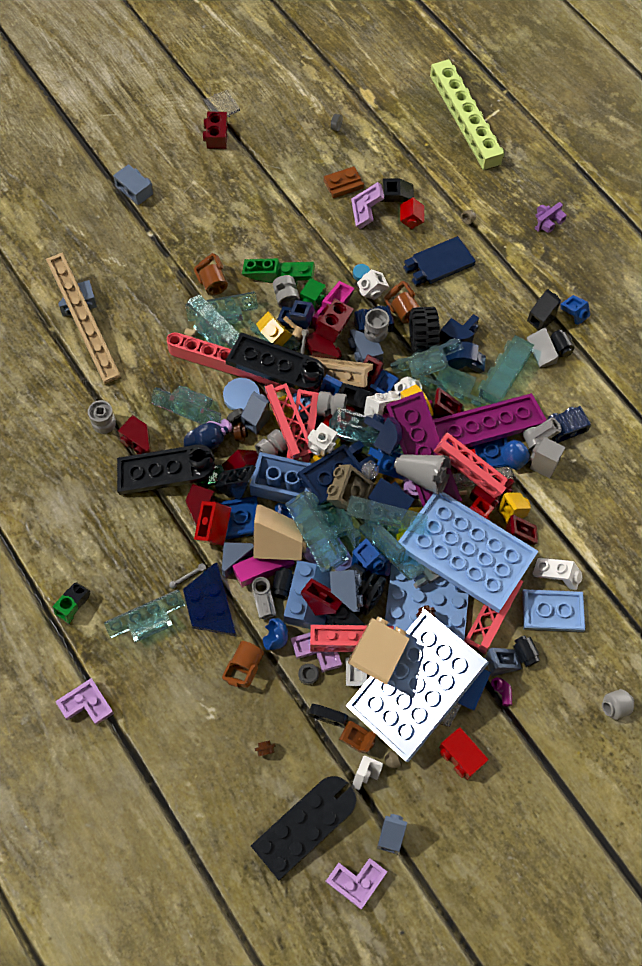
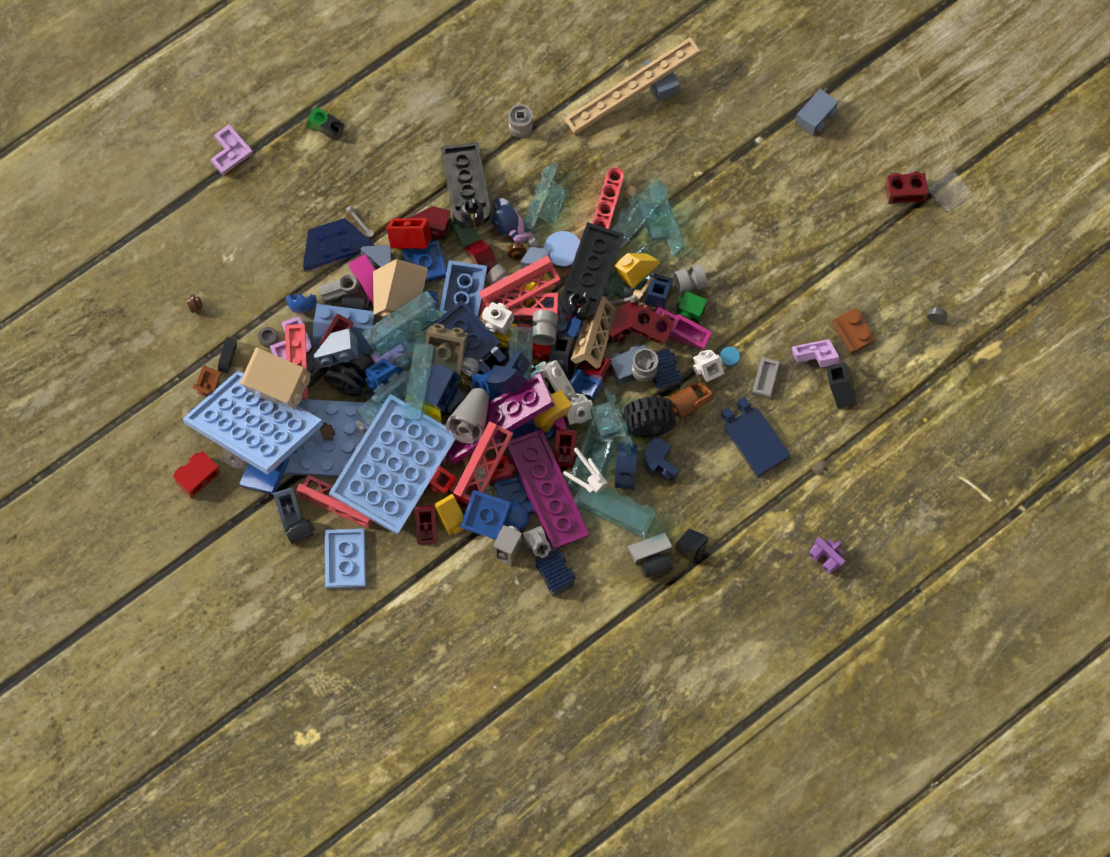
camera: 85 degrees right, 5 degrees up
(136, 435) = (503, 158): dark red slope -> none
(147, 618) = (311, 190): clear light blue bracket -> none
(211, 276) = (700, 204): dark orange piece -> none
(235, 481) = (453, 247): black slope -> none
(246, 661) = (274, 279): dark orange piece -> none
(269, 269) = (718, 269): green slope -> none
(305, 825) = (127, 343): black plate -> none
(357, 888) = (75, 389): lavender plate -> none
(368, 768) = (174, 386): white bracket -> none
(383, 248) = (766, 378): none -> light grey tile
(392, 834) = (120, 413): sand blue slope -> none
(412, 213) = (811, 403): red brick -> none
(466, 114) = (1030, 426): yellowish green brick -> none
(487, 376) = (596, 480): none -> white plant
(504, 689) = (262, 512): magenta arm -> none
(519, 471) = (485, 514): none -> blue tile
(560, 570) = (383, 561): white bracket -> none
(577, 307) = (704, 583): blue bracket -> none
(618, 704) = (250, 614): light grey head -> none

